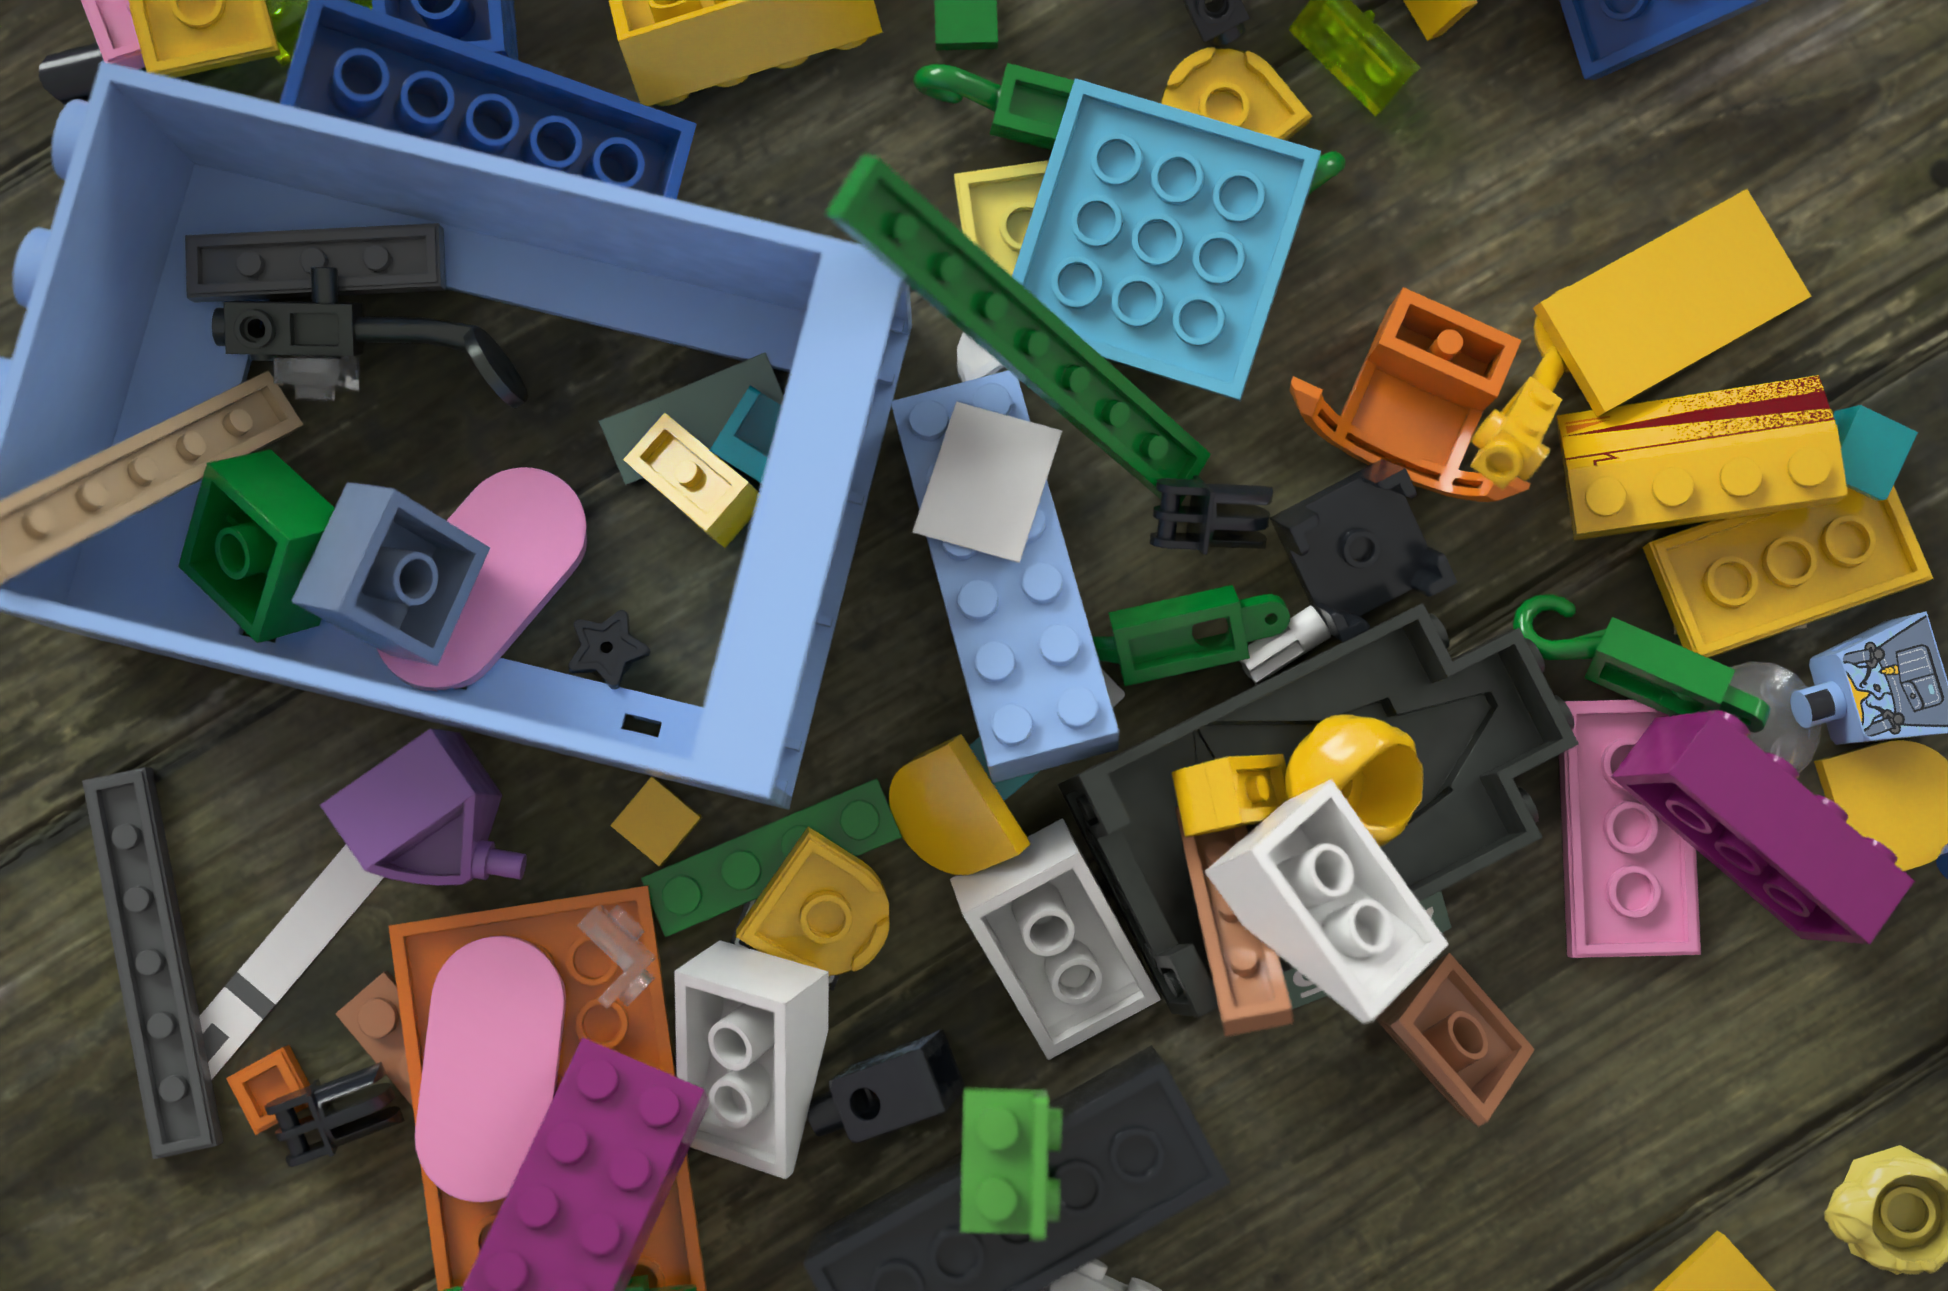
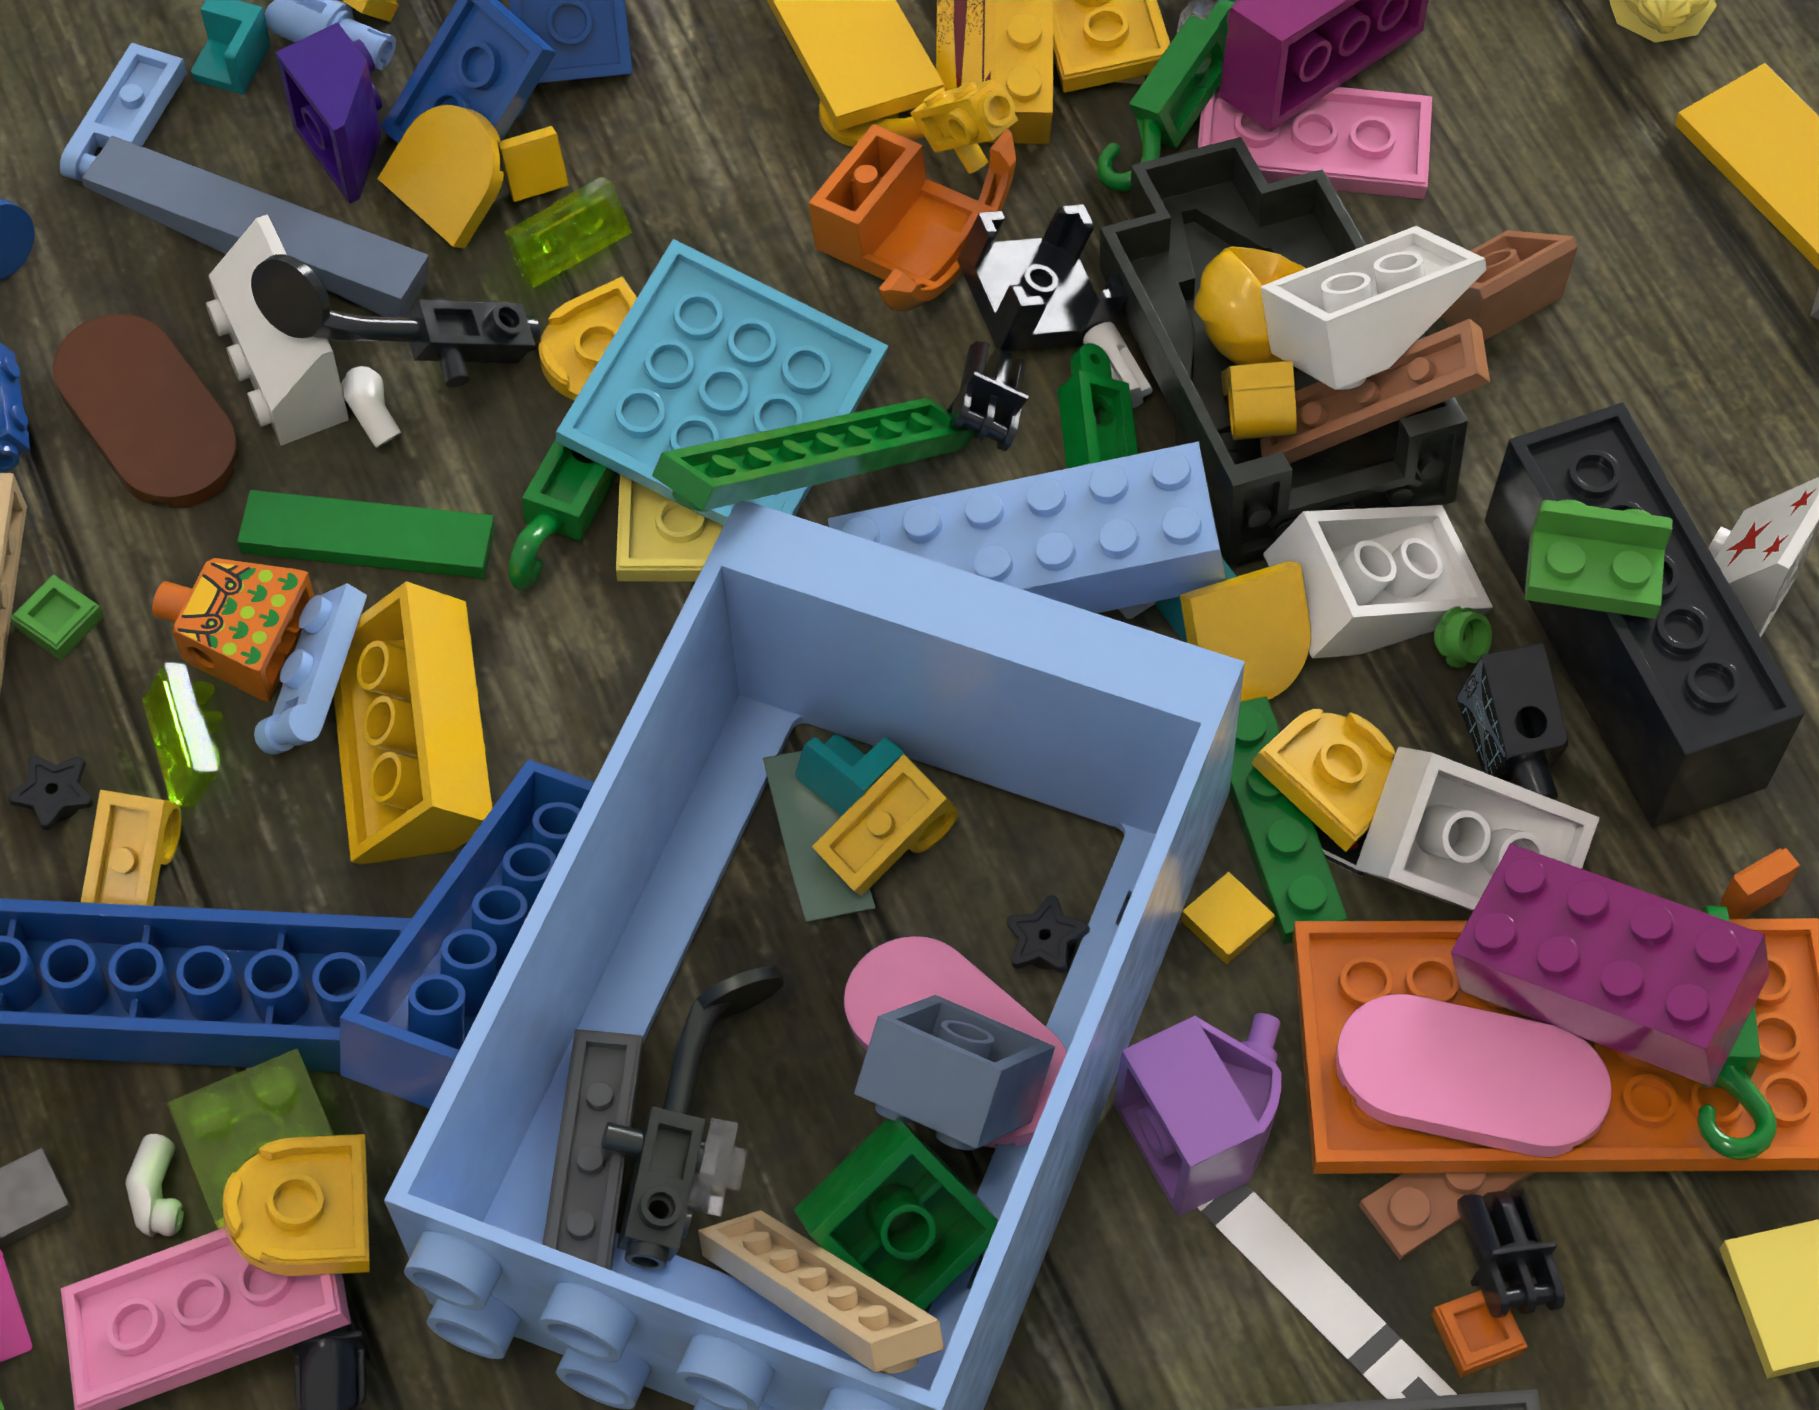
camera: 85 degrees left, 25 degrees down
(618, 937) = (1353, 933): clear bracket -> none
(987, 482) = (945, 525): white sticker -> none
(998, 1030) = (1462, 636): none -> bright green plate

